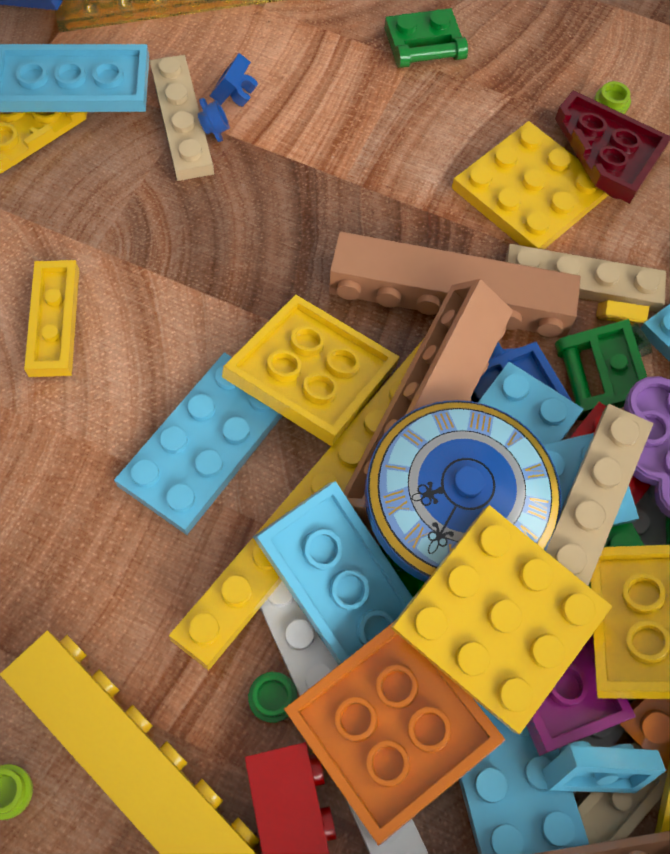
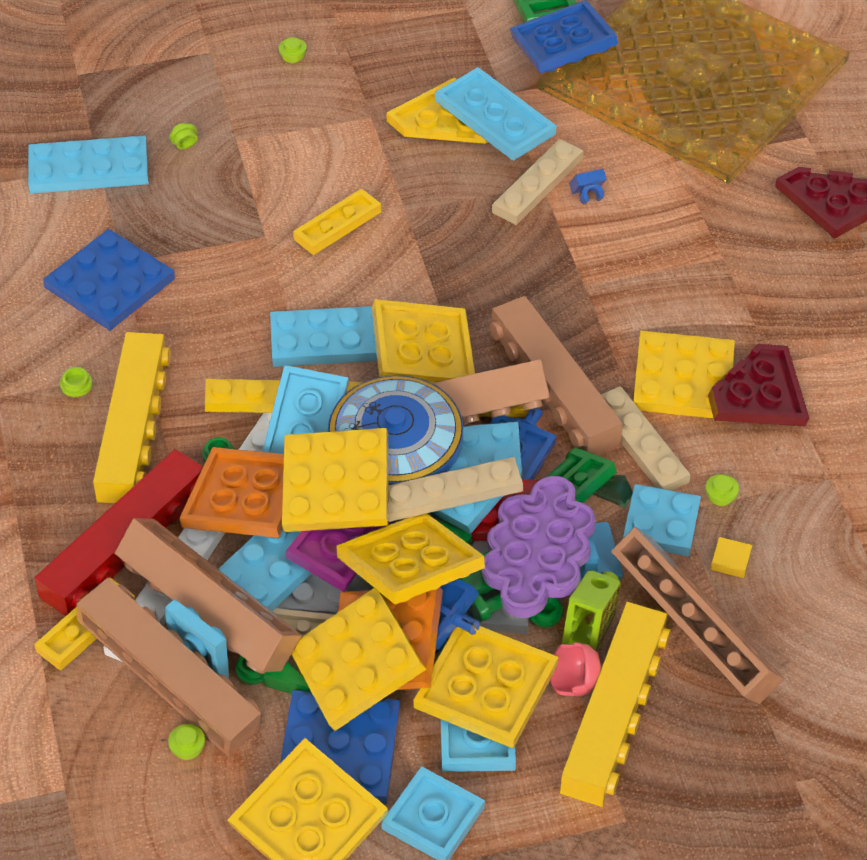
camera: 55 degrees right, 15 degrees down
(213, 118) = (549, 194): blue plate -> none
(425, 37) = (746, 250): green plate -> none
(602, 768) = (303, 586): medium azure plate -> none
(615, 96) = (811, 373): lime plate -> none
(621, 311) = (627, 466): yellow tile -> none

